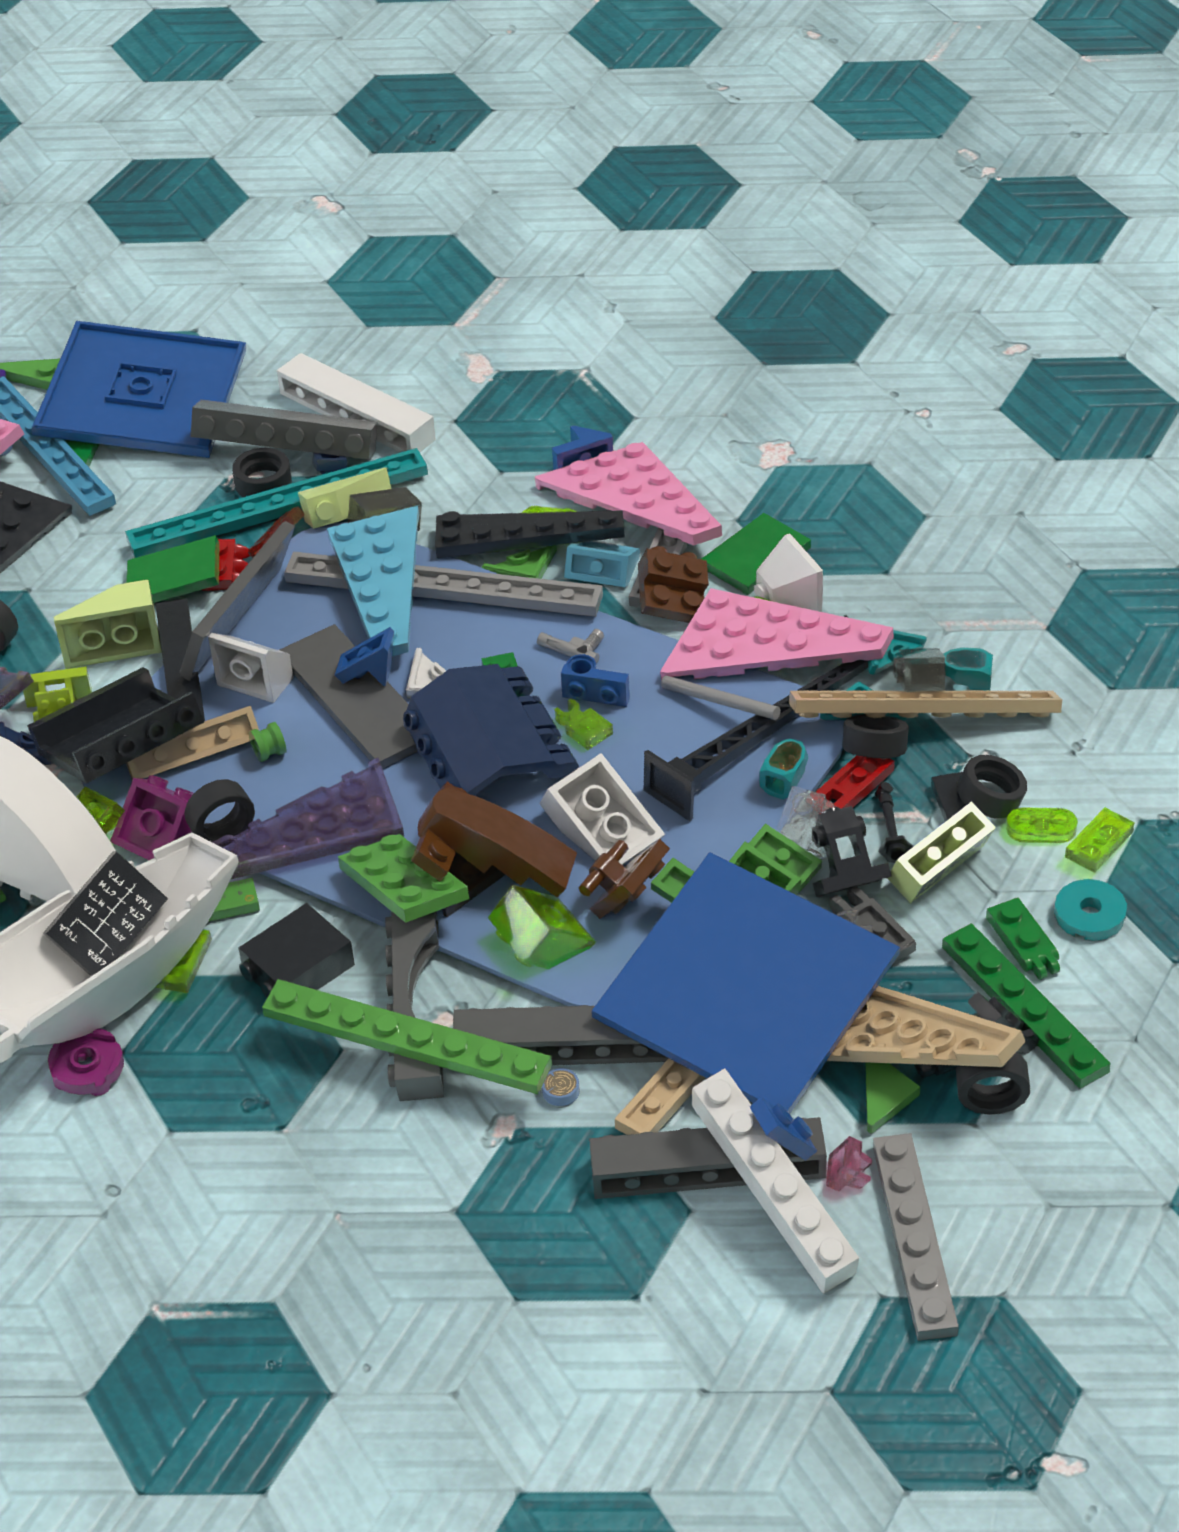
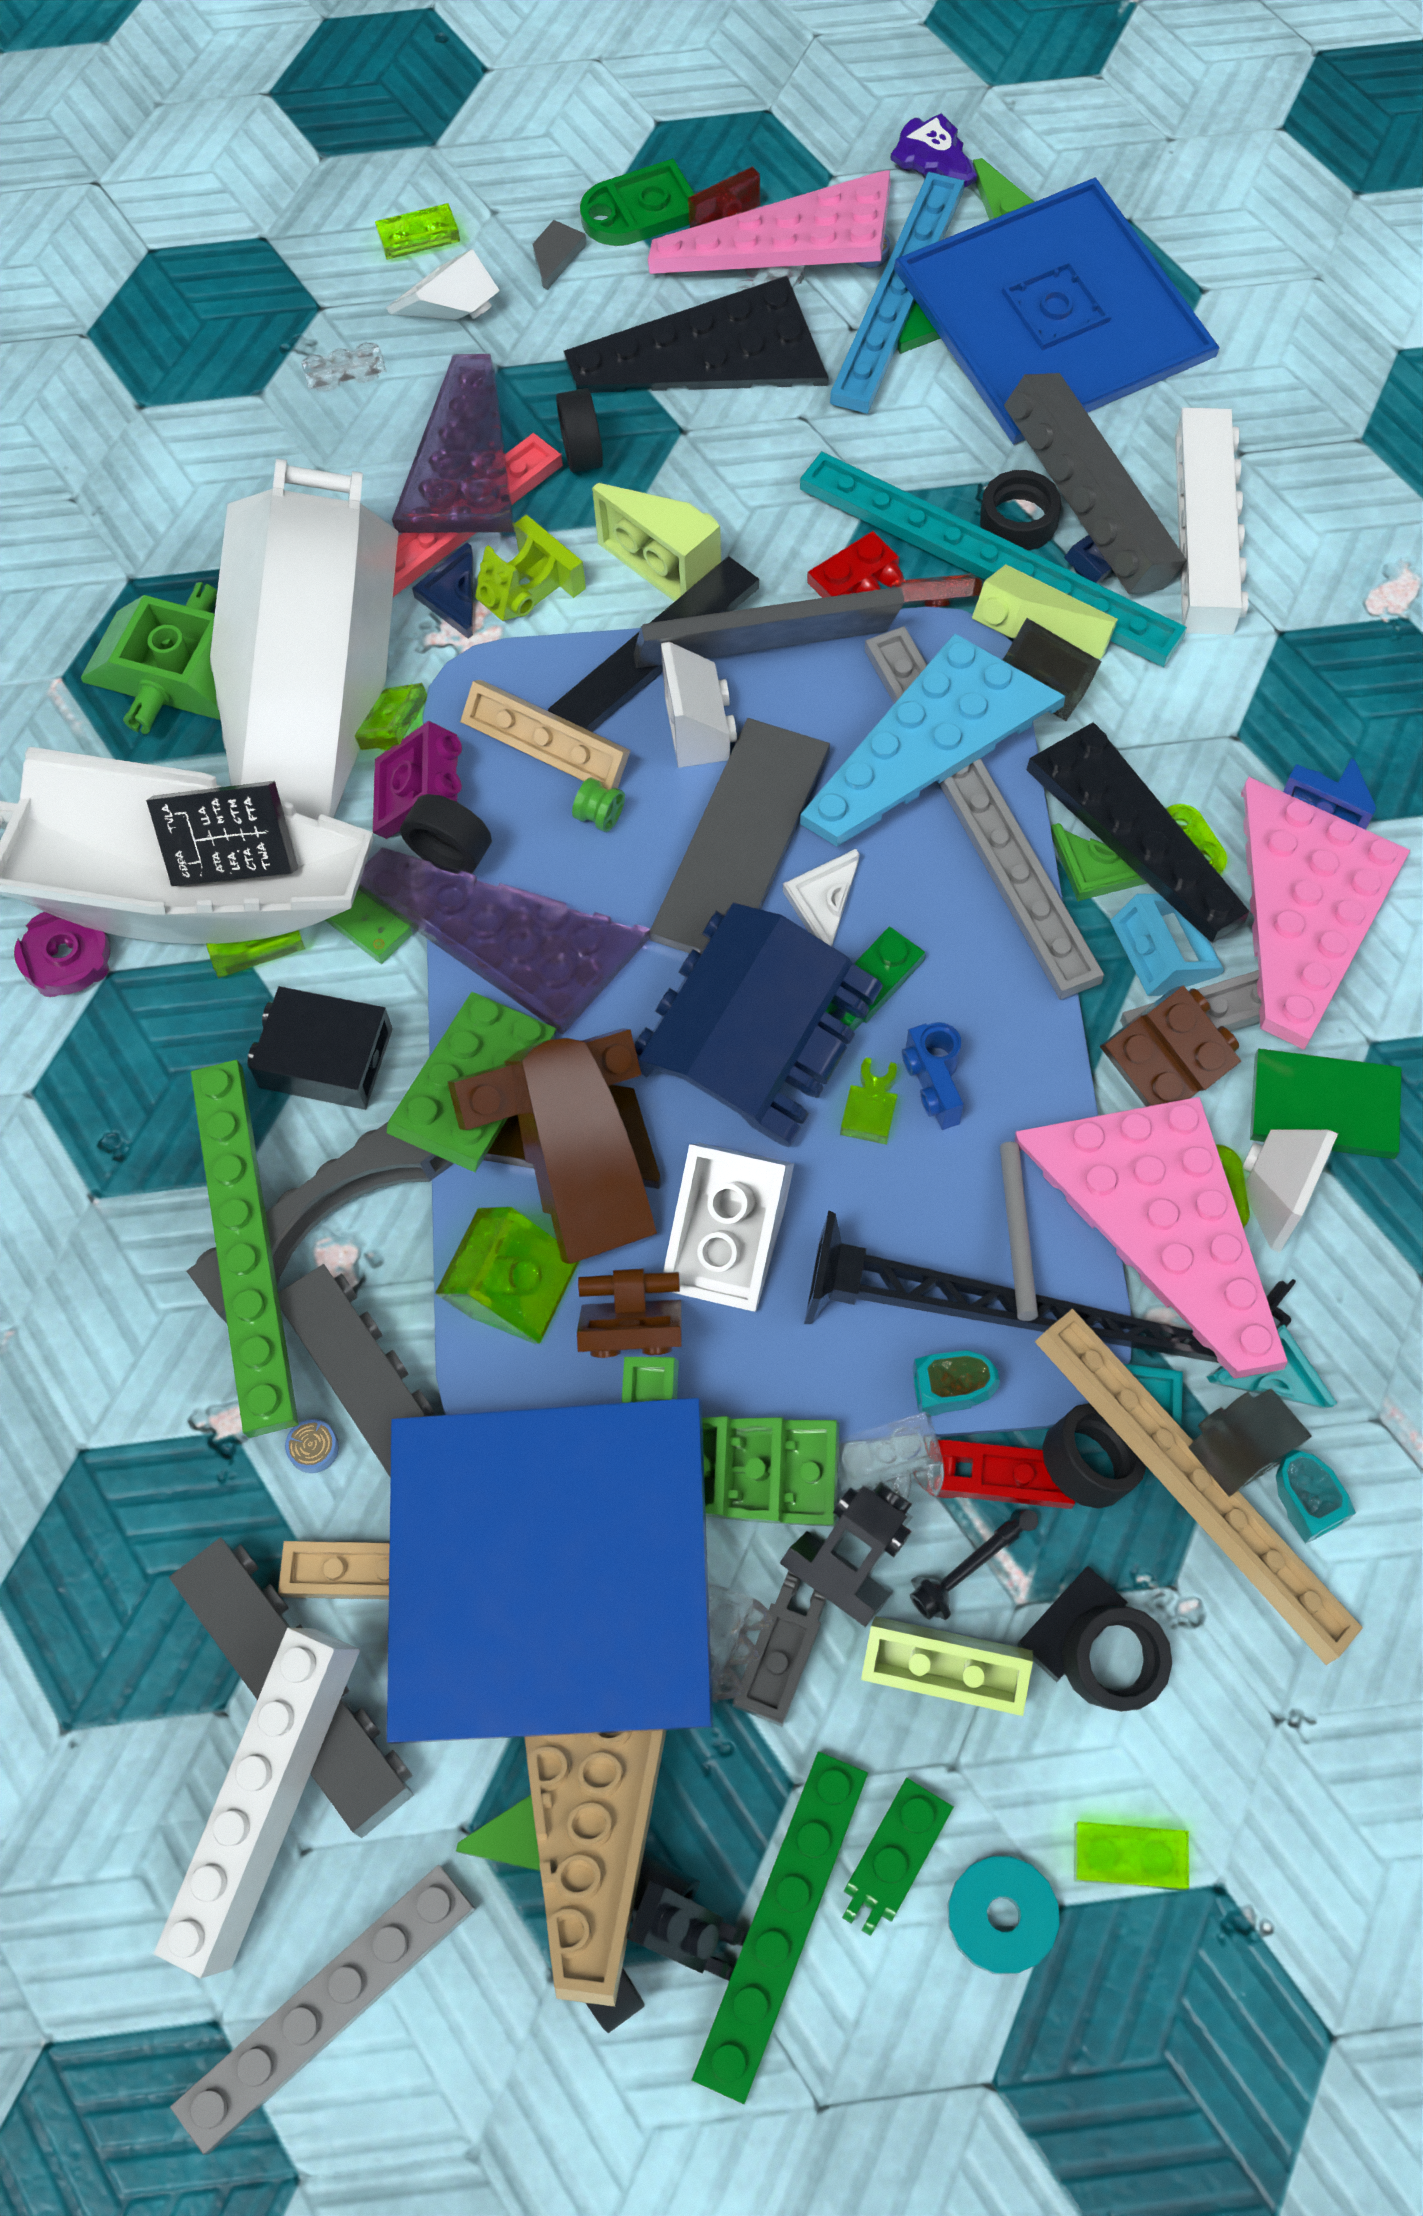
camera: 55 degrees right, 20 degrees up
(113, 726) = (500, 651): black panel -> none
(178, 569) = (796, 537): green tile -> none
(371, 656) = (781, 817): blue slope -> none
(575, 646) = (992, 1010): light grey hose -> none
(784, 1129) = (315, 1769): blue plate -> none
(846, 1166) = (370, 1858): clear pink tile -> none
(1041, 825) = (1109, 1758): clear neon green plate -> none

